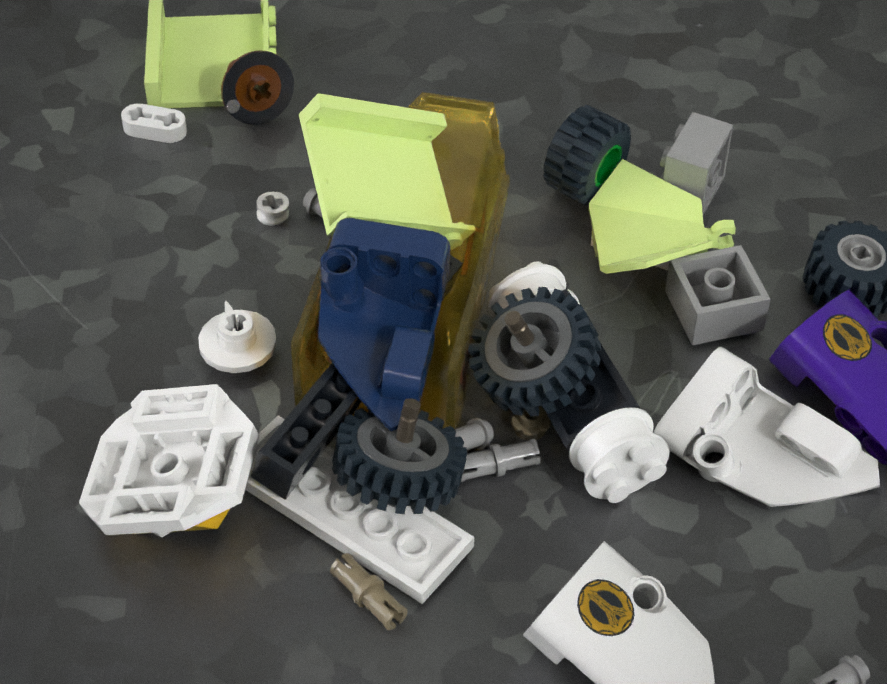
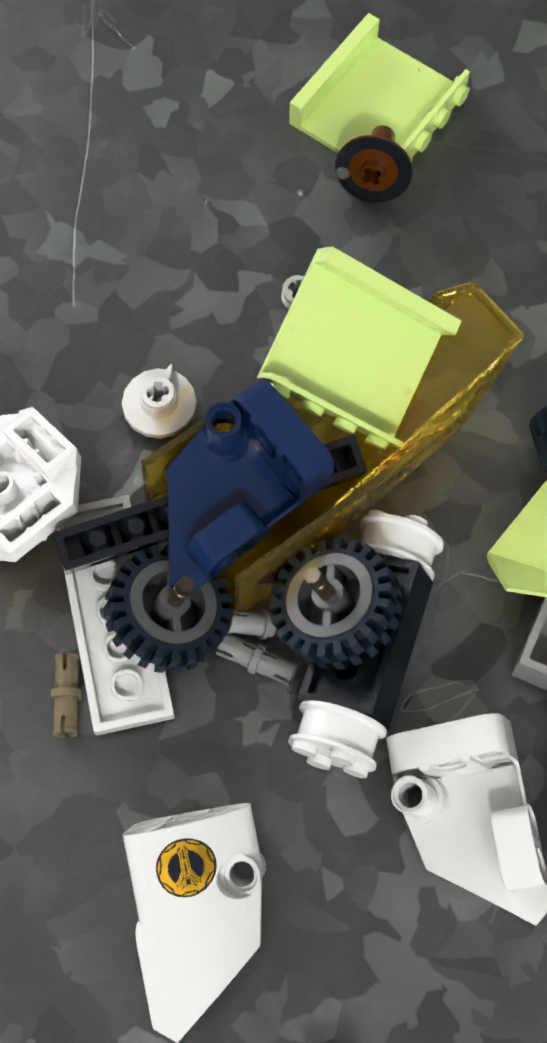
camera: 40 degrees right, 20 degrees up
(154, 123) = (273, 146): white beam -> none

